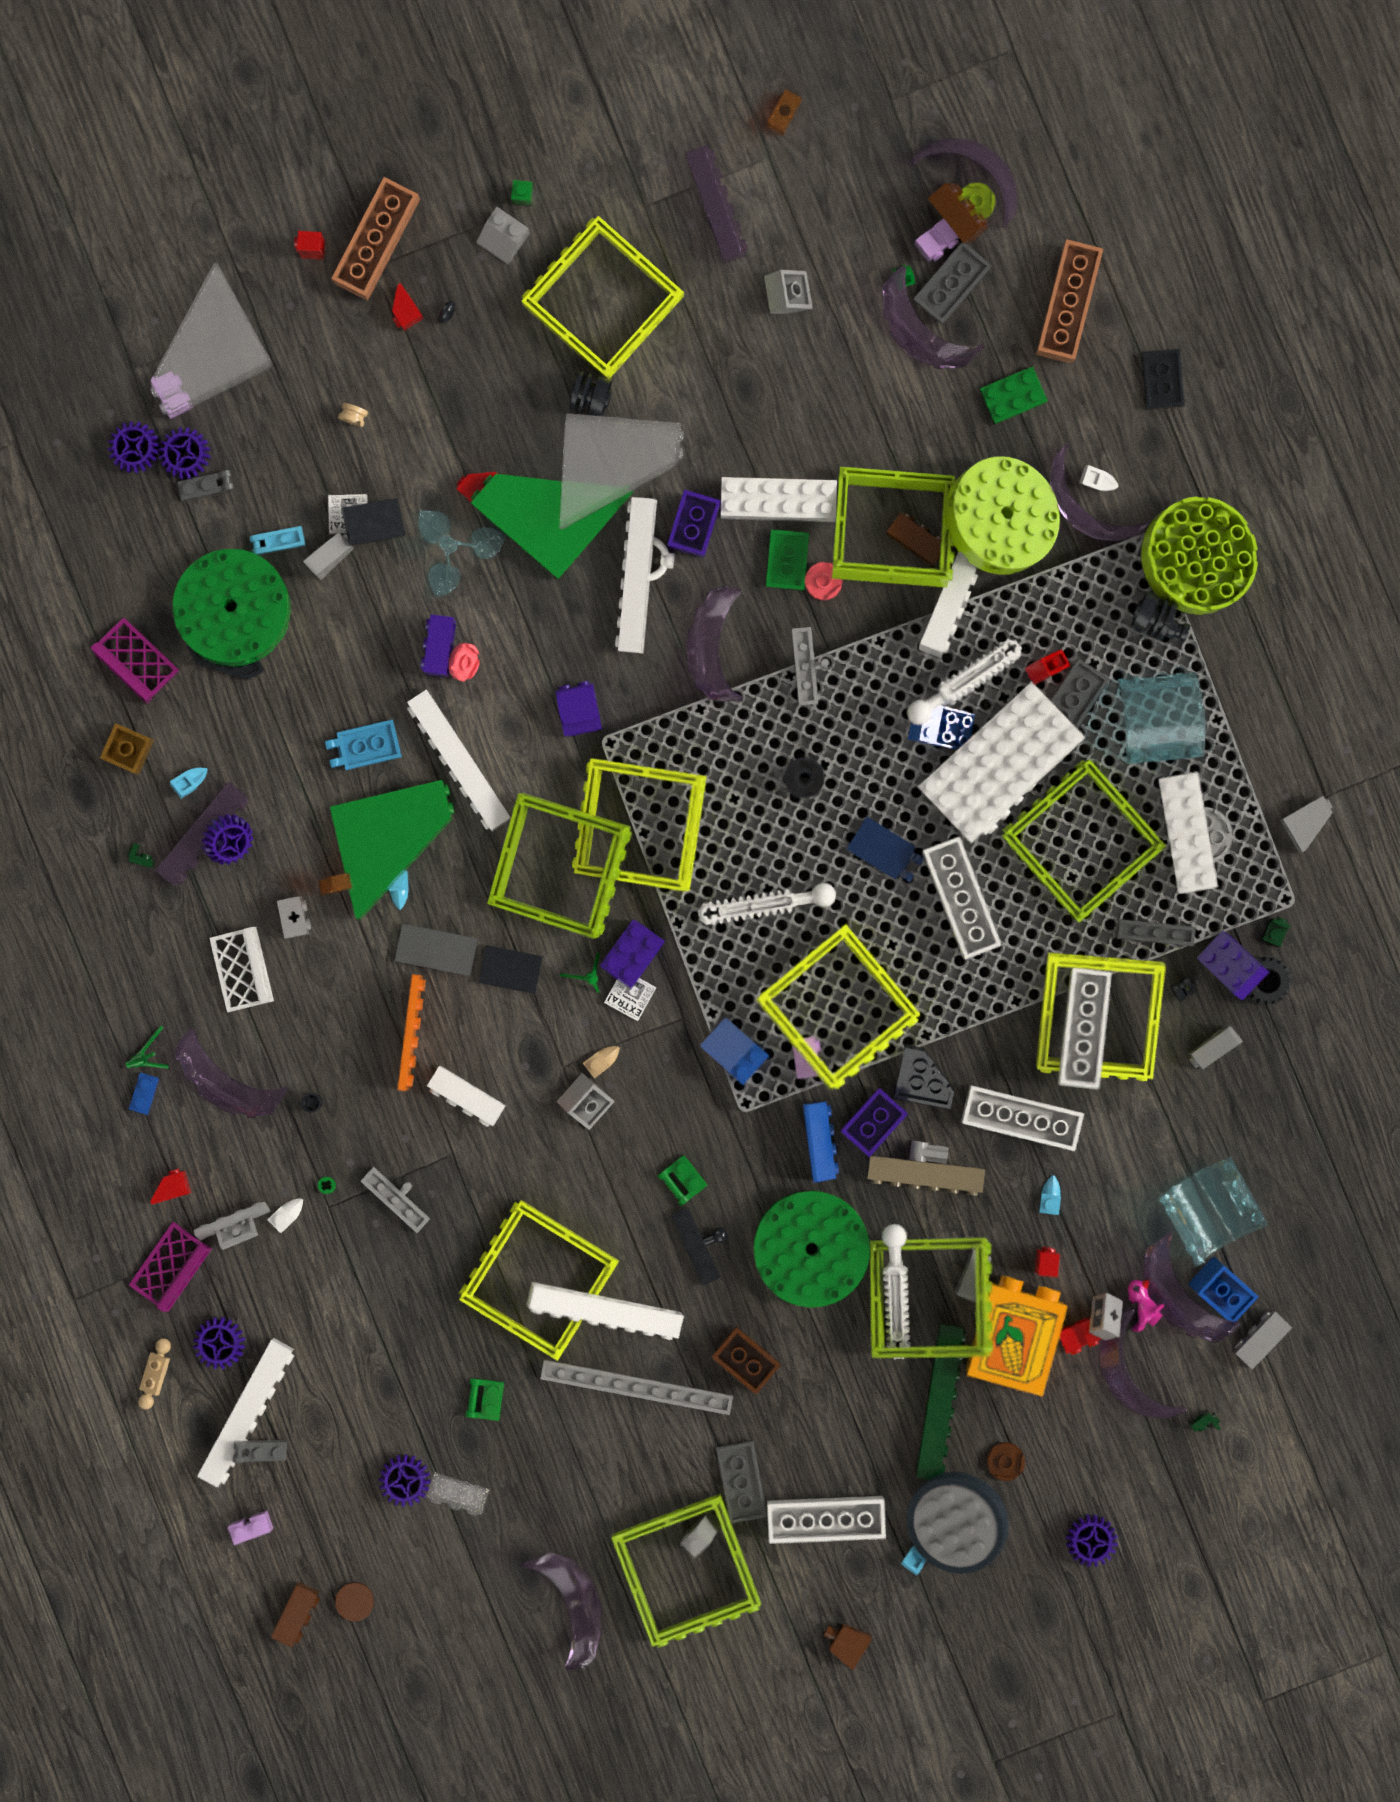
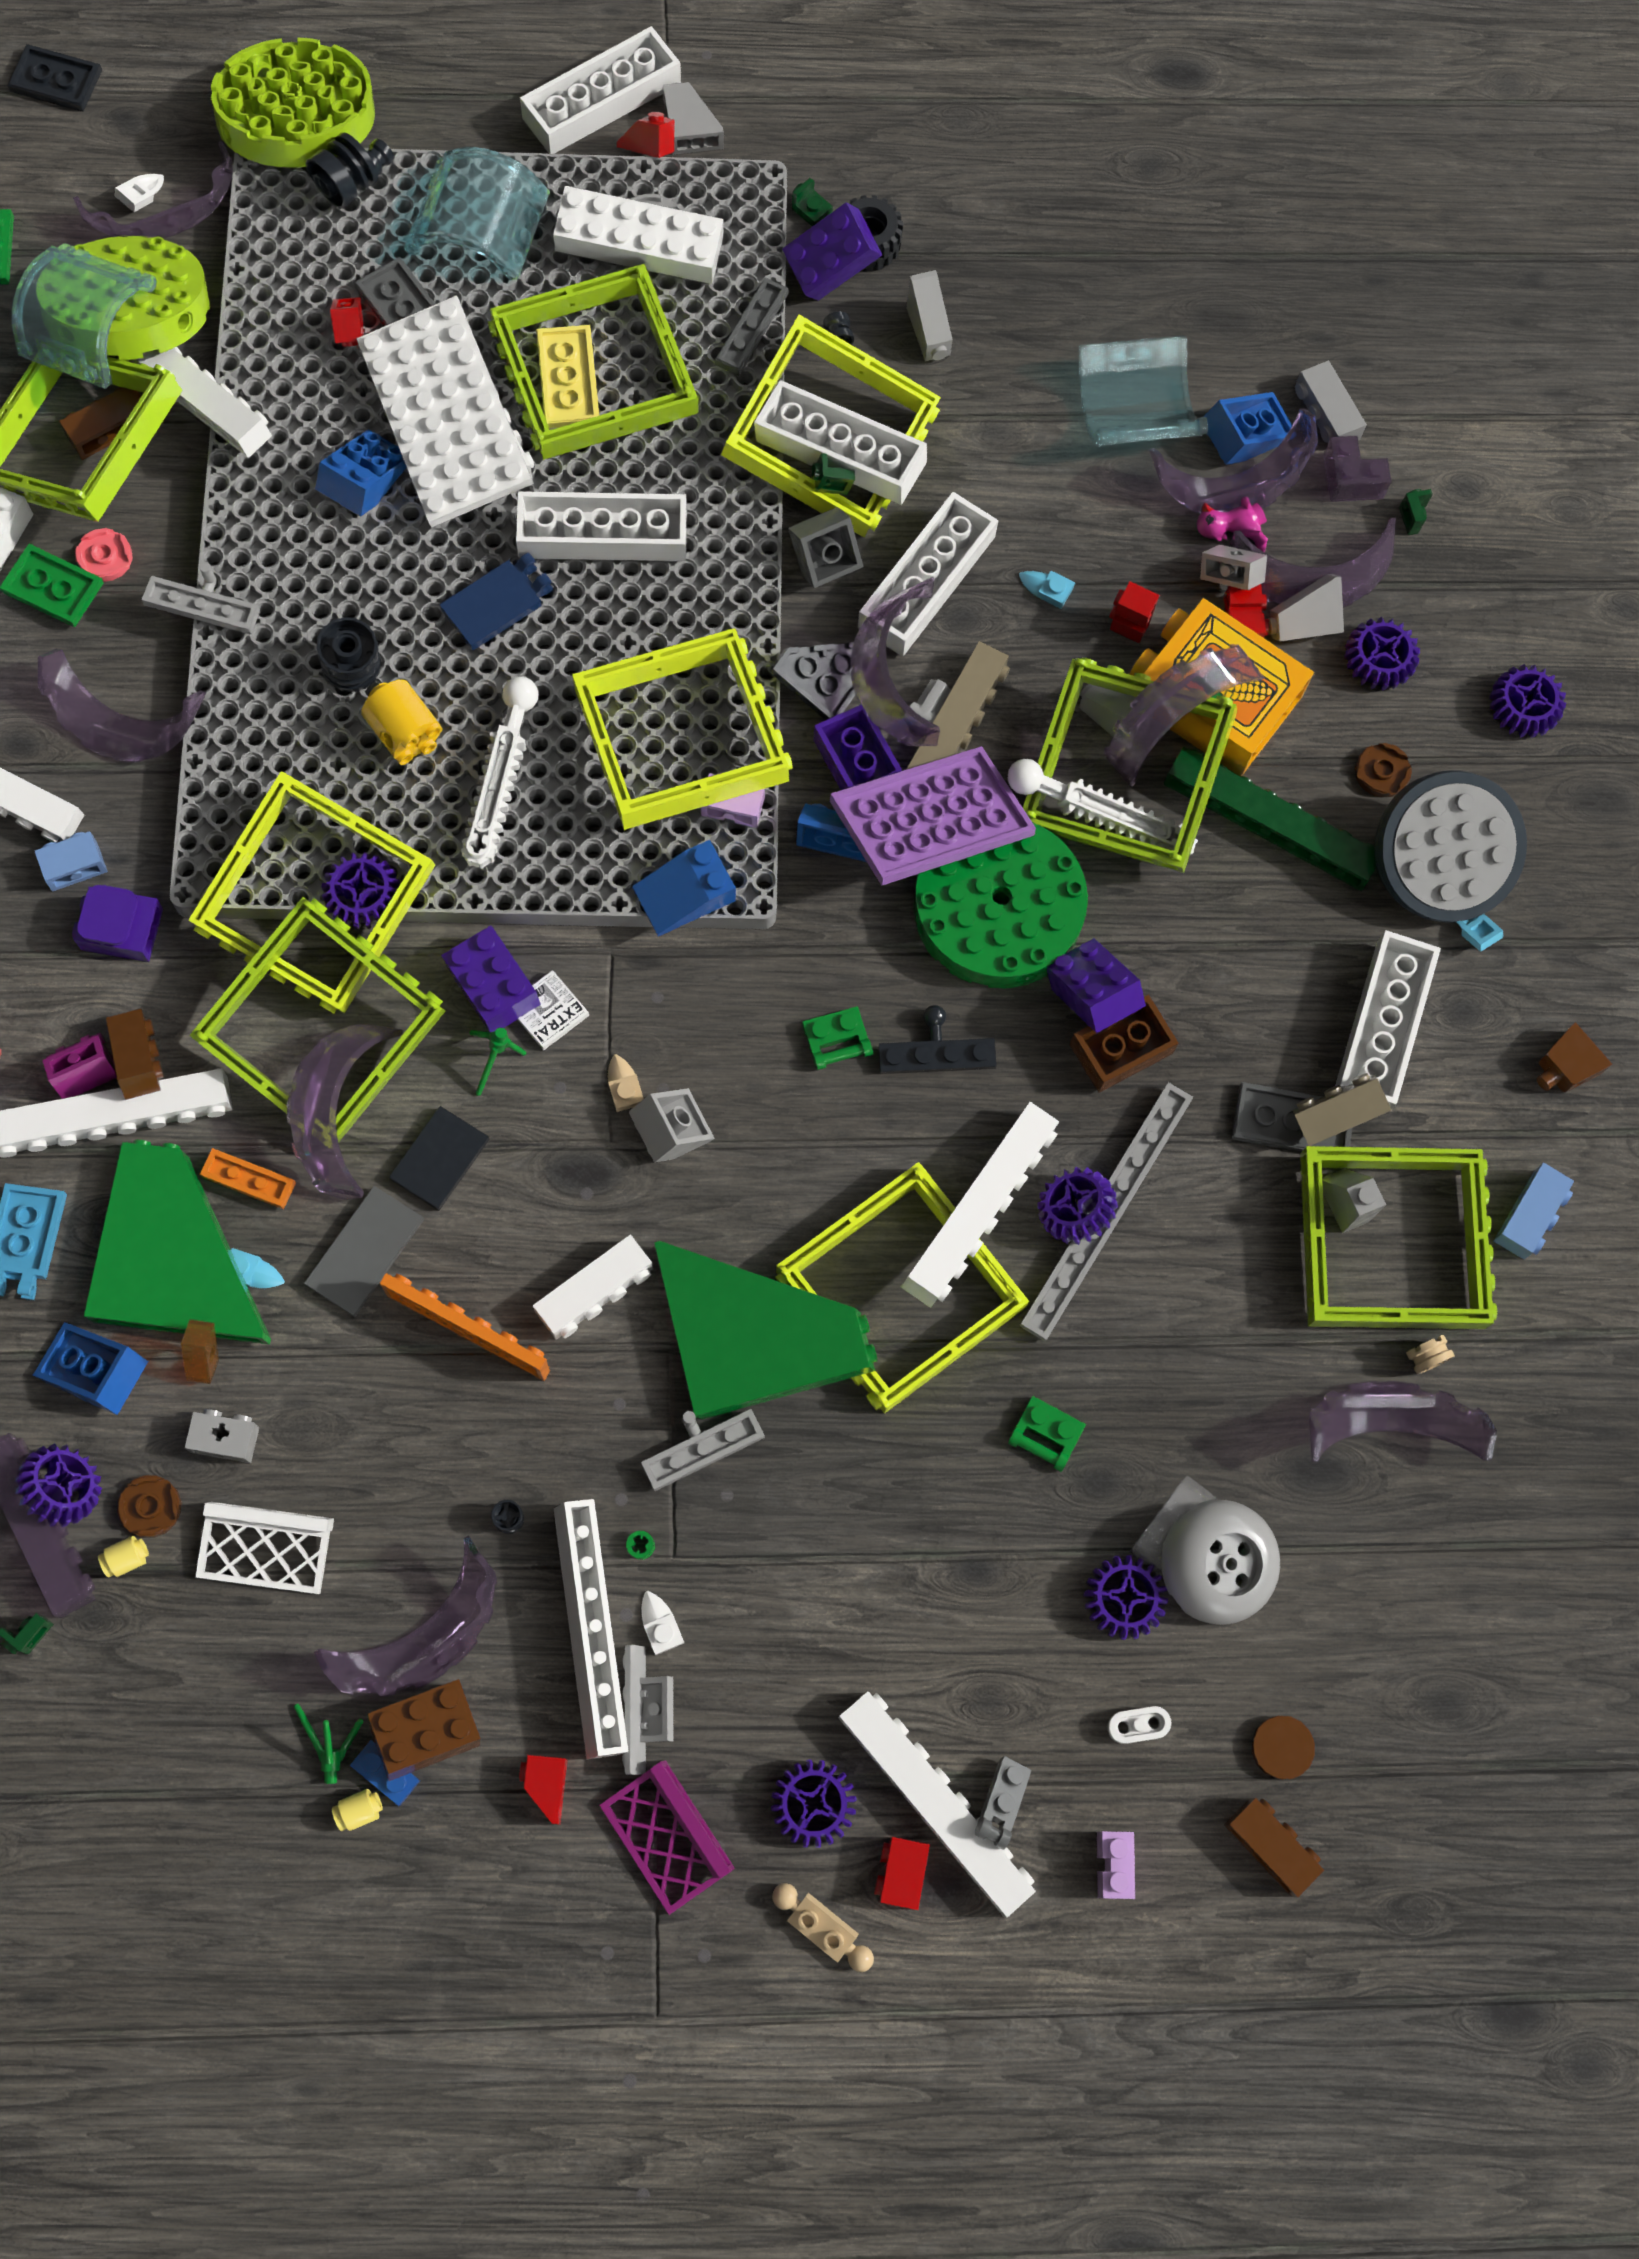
camera: 75 degrees left, 15 degrees down
(117, 1087) = (357, 1810): none -> light yellow brick
(173, 1107) = (423, 1729): none -> reddish brown brick
(201, 1408) = (903, 1873): none -> red brick
(204, 892) = (123, 1556): none -> light yellow brick
(239, 892) = (149, 1506): none -> reddish brown tile
(265, 1177) = (590, 1629): none -> white brick
(303, 822) = (91, 1368): none -> blue slope
(334, 1513) = (1138, 1725): none -> white plate
(442, 1512) = (1189, 1561): none -> light grey brick
(452, 861) = (247, 1178): none -> orange plate
(472, 1204) = (754, 1336): none -> green slope
(480, 730) = (80, 1066): none -> magenta brick
(498, 762) = (134, 1053): none -> reddish brown brick
(515, 885) = (314, 1105): none -> clear purple windscreen
(608, 661) = (70, 860): none -> medium blue brick
(621, 1614) = (1430, 1354): none -> tan wheel
(640, 1358) = (1095, 1205): none -> dark purple gear
(658, 869) = (338, 885): none -> dark purple gear
(739, 1650) = (1535, 1211): none -> medium blue brick
(751, 1510) = (1341, 1108): none -> dark tan brick
(773, 829) = (401, 720): none -> yellow cylinder
(774, 1330) = (1096, 985): none -> dark purple brick
(842, 1188) = (932, 815): none -> medium lavender plate
(932, 1108) = (872, 678): none -> clear purple windscreen
(950, 691) = (316, 410): white gear -> none
(974, 495) = (68, 308): none -> clear light blue hinge
(981, 1318) = (1170, 699): none -> windscreen
(1011, 1045) = (826, 547): none -> dark grey brick
(1053, 1033) = (829, 479): none -> dark green bracket
(1067, 827) = (567, 374): none -> light yellow tile
(1092, 1427) = (1382, 667): none -> dark purple gear
(1094, 1376) = (1310, 612): none -> light grey slope
(1211, 1370) = (1353, 477): none -> clear purple brick
(1276, 804) = (650, 136): none -> red slope
(1302, 754) = (600, 90): none -> white brick

